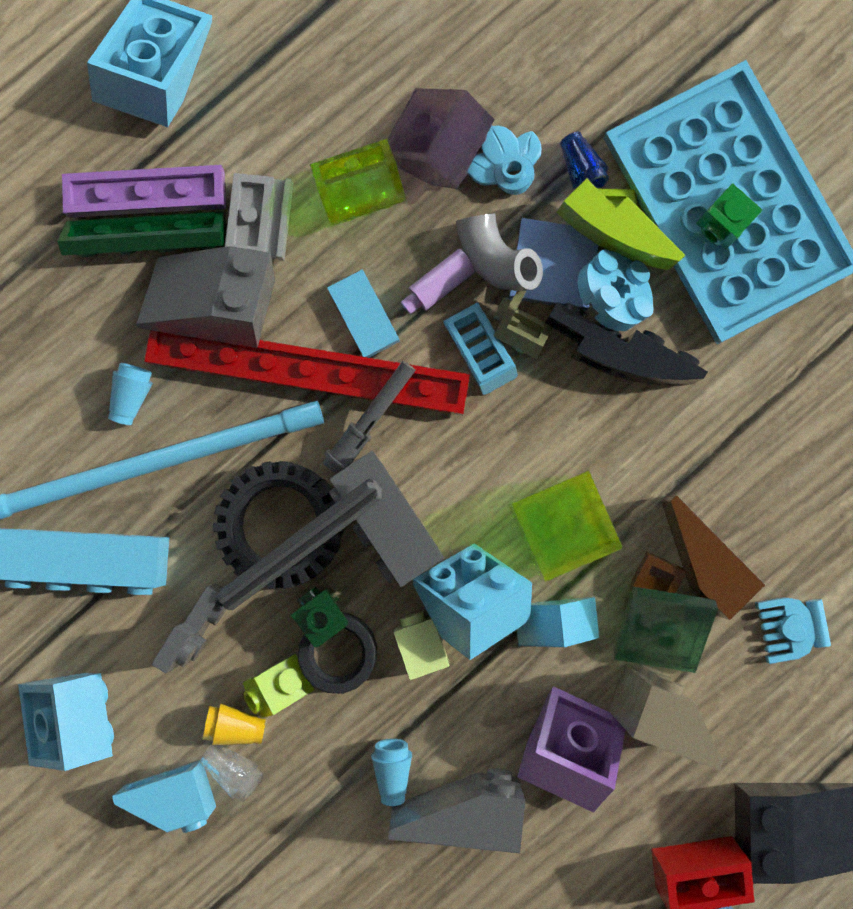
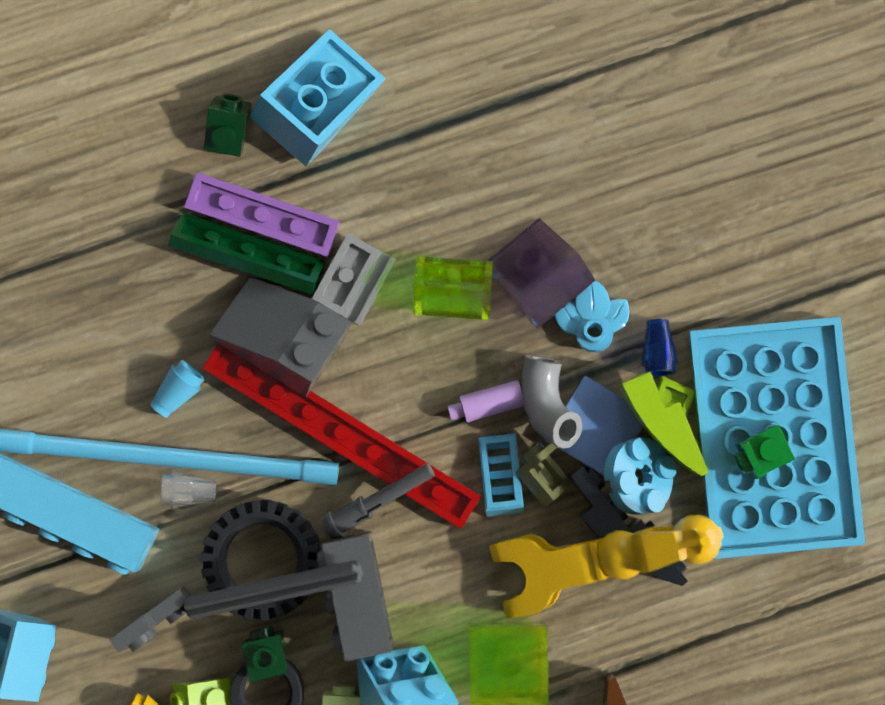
camera: 15 degrees right, 0 degrees up
(74, 119) = (227, 124): none -> dark green bracket
(177, 487) = (186, 489): none -> clear cone
(363, 314) = (410, 403): medium azure tile -> none
(631, 370) = (616, 556): none -> yellow piece

